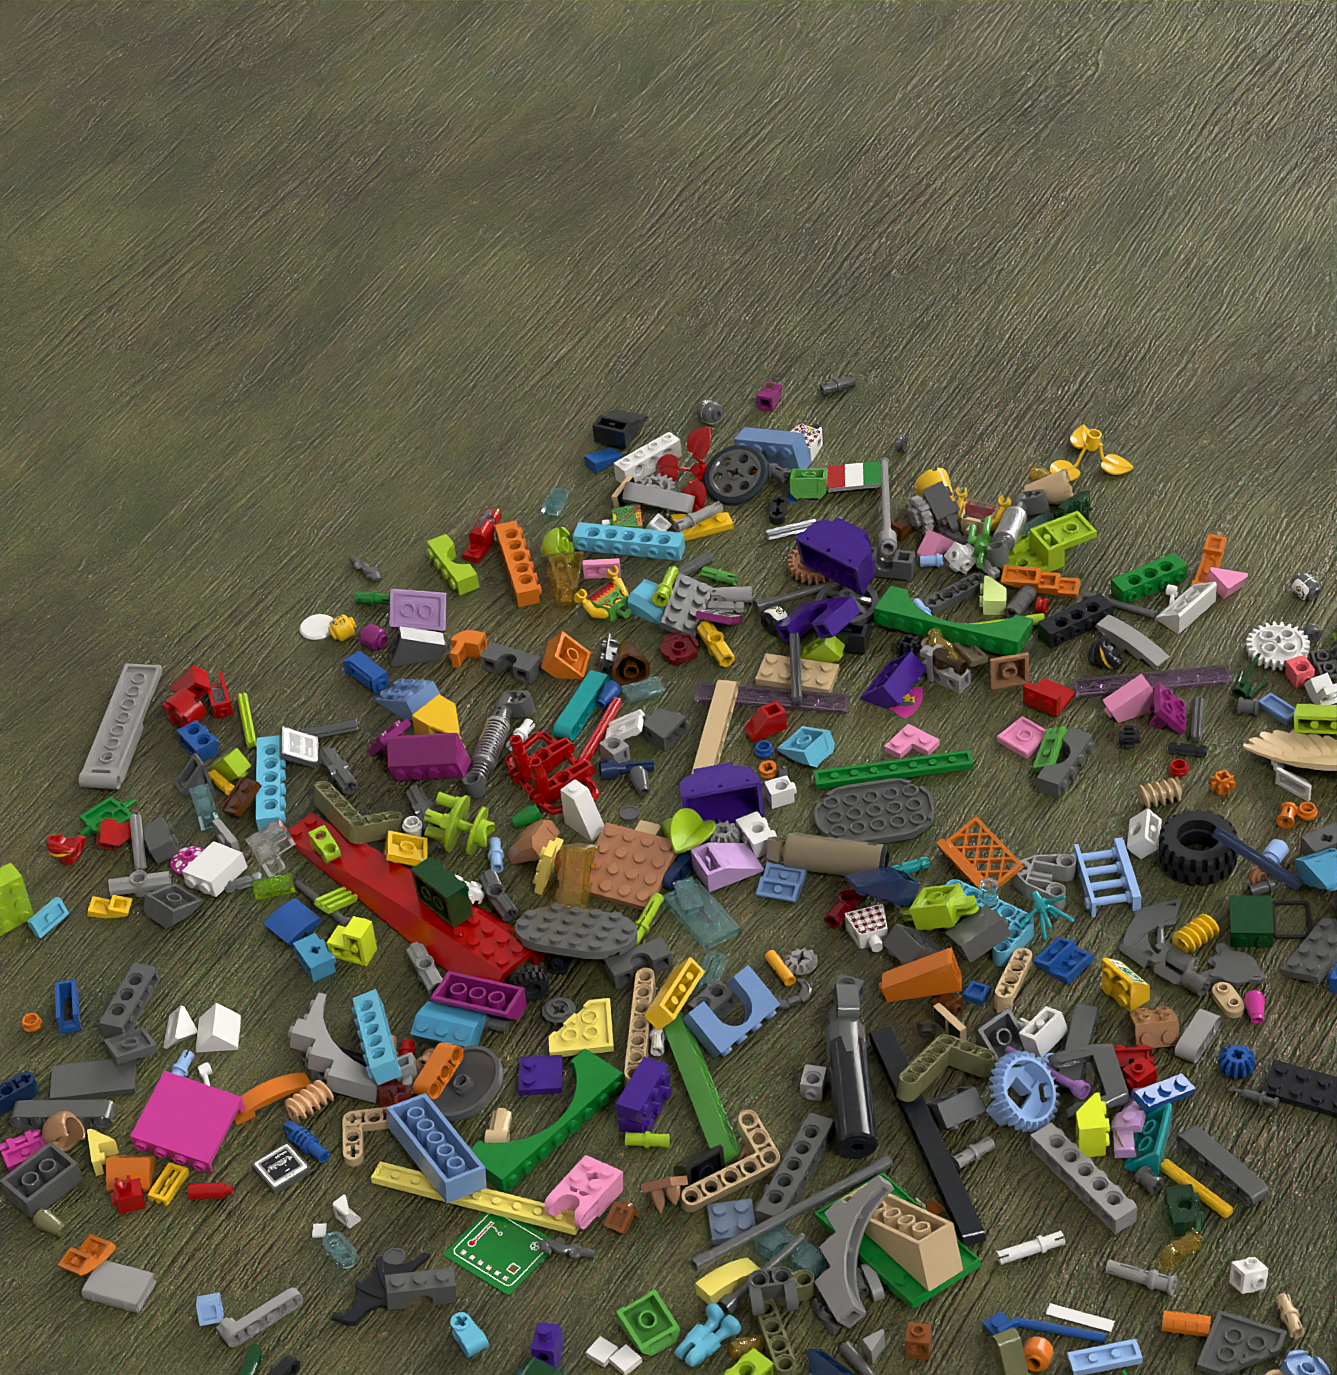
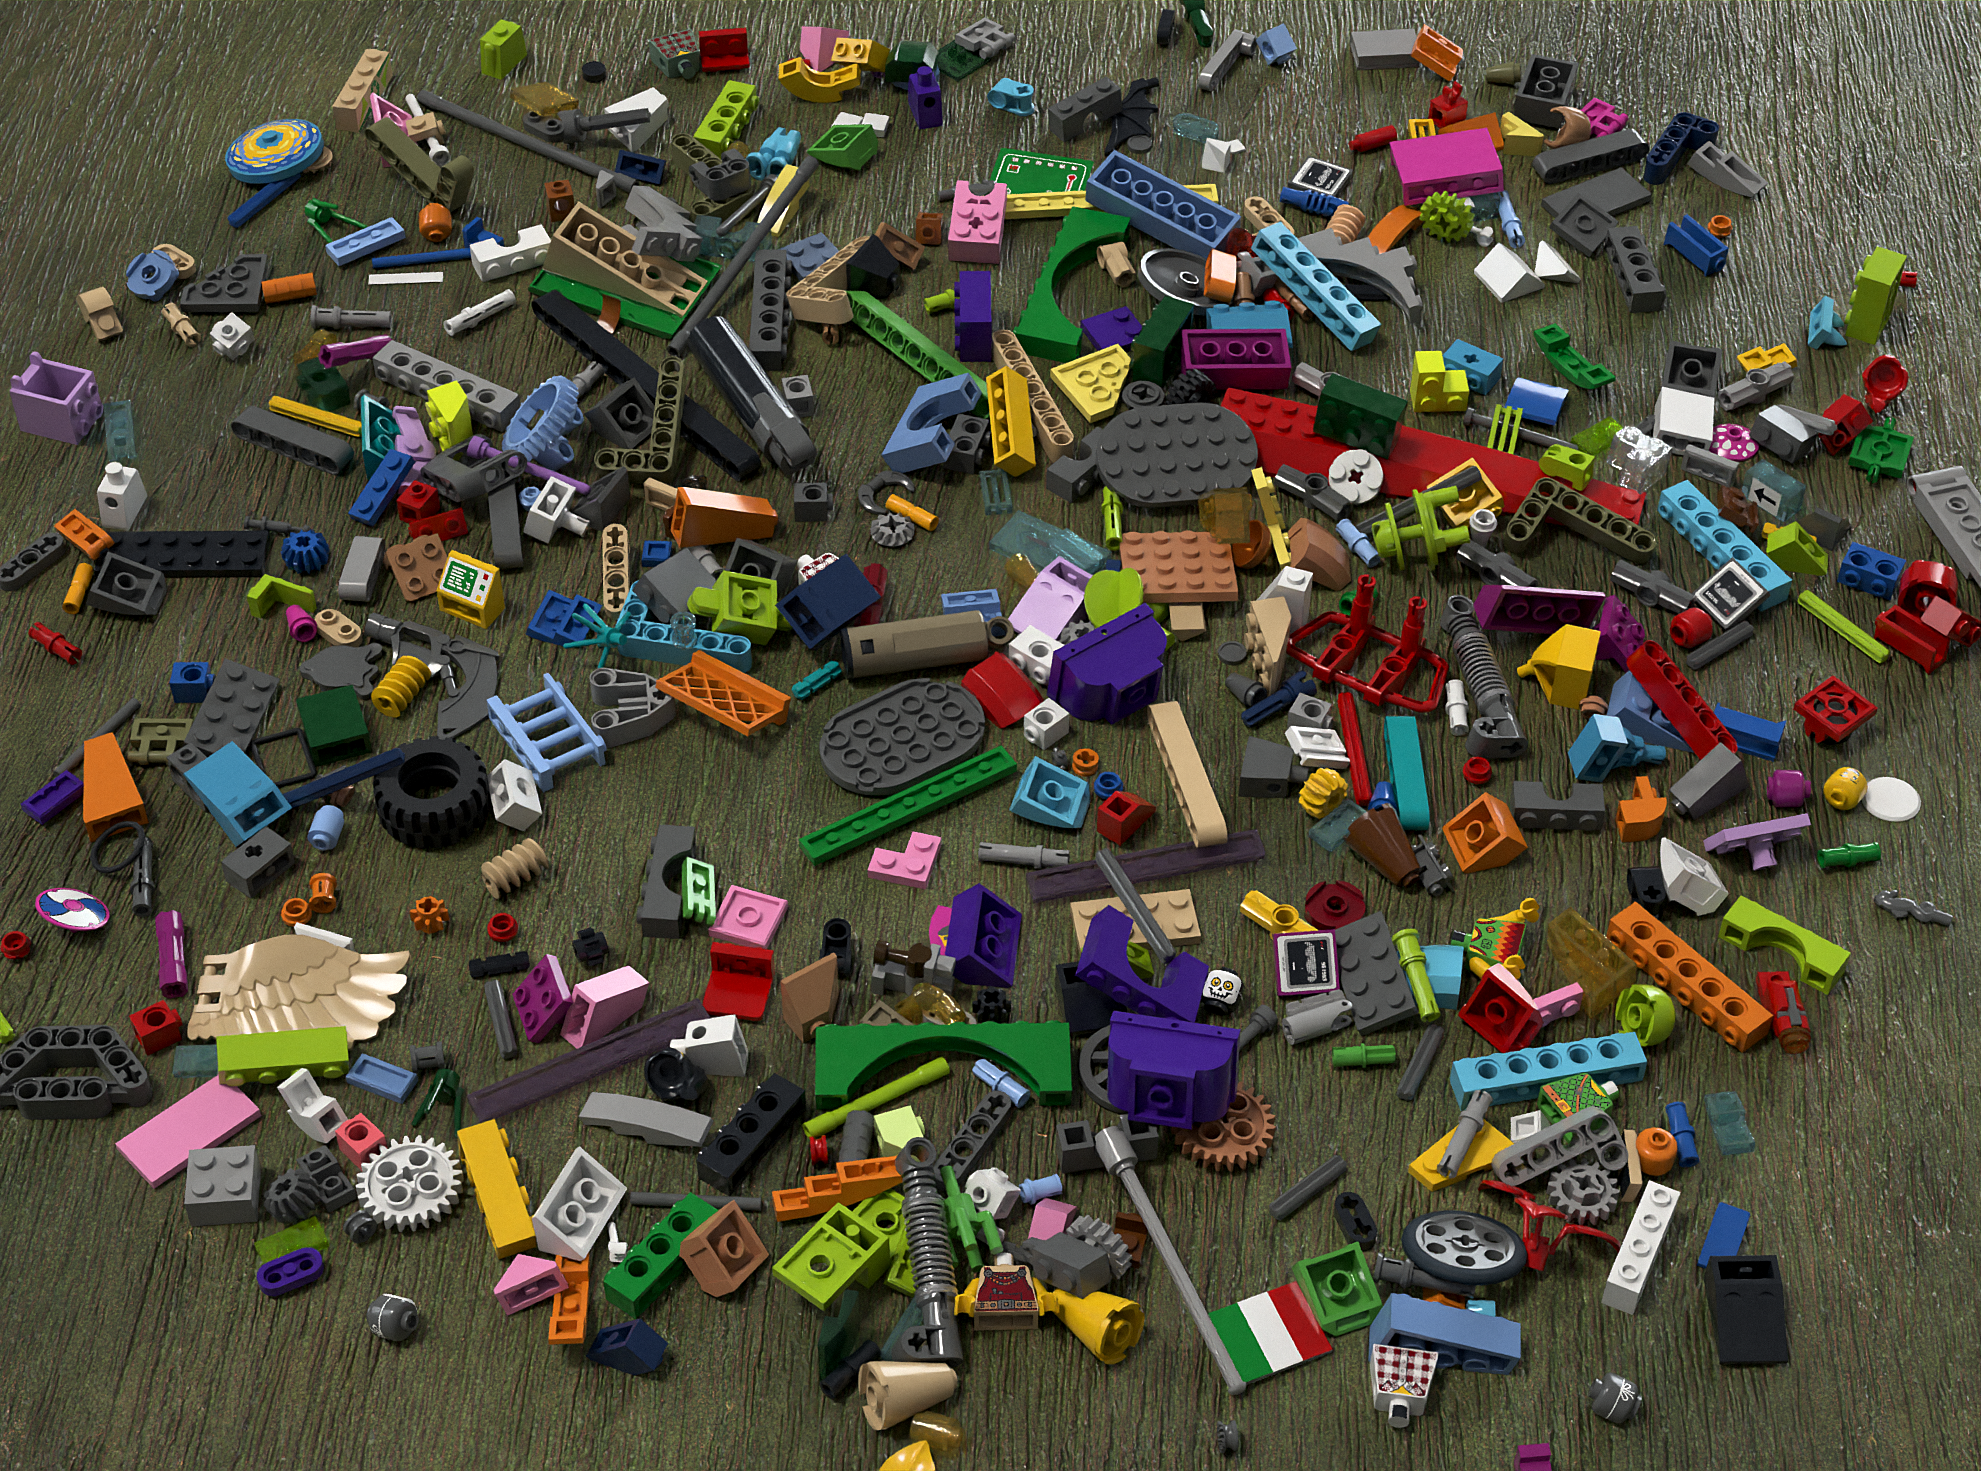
camera: 150 degrees right, 5 degrees up
(227, 1073) = (1447, 216): none -> lime gear
(240, 939) = (1572, 365): none -> green slope
(309, 665) = (1833, 717): none -> red piece
(340, 736) = (1691, 628): none -> red head
(398, 676) = (1678, 699): none -> red beam
(440, 853) = (1407, 507): none -> dark grey axle
(458, 673) = (1608, 746): none -> dark azure brick
(473, 601) = (1690, 879): none -> white slope
(500, 607) = (1647, 888): none -> black piece
(520, 1029) = (1159, 343): none -> dark green brick
(539, 697) = (1477, 770): none -> red plate
(584, 501) = (1683, 1134): none -> blue pin
(604, 490) = (1656, 1151): none -> orange head
(608, 787) = (1268, 639): none -> tan slope
(631, 566) = (1502, 1011): none -> red slope
(642, 697) = (1323, 792): none -> yellow gear
(730, 898) = (1021, 570): none -> clear yellow cone
(793, 819) = (1001, 690): none -> red slope
(833, 720) = (1033, 856): none -> light grey pin
(981, 700) = (838, 940): none -> black piece
(998, 1293) = (498, 261): none -> white arch
(1079, 659) = (715, 1046): none -> white torso
(1117, 564) = (723, 1251): none -> nougat slope
(1133, 1227) = (343, 353): none -> magenta axle
(1184, 544) = (628, 1347): none -> dark blue slope
(1229, 628) = (496, 1188): none -> yellow wedge
(1270, 1037) = (276, 589): none -> lime bracket

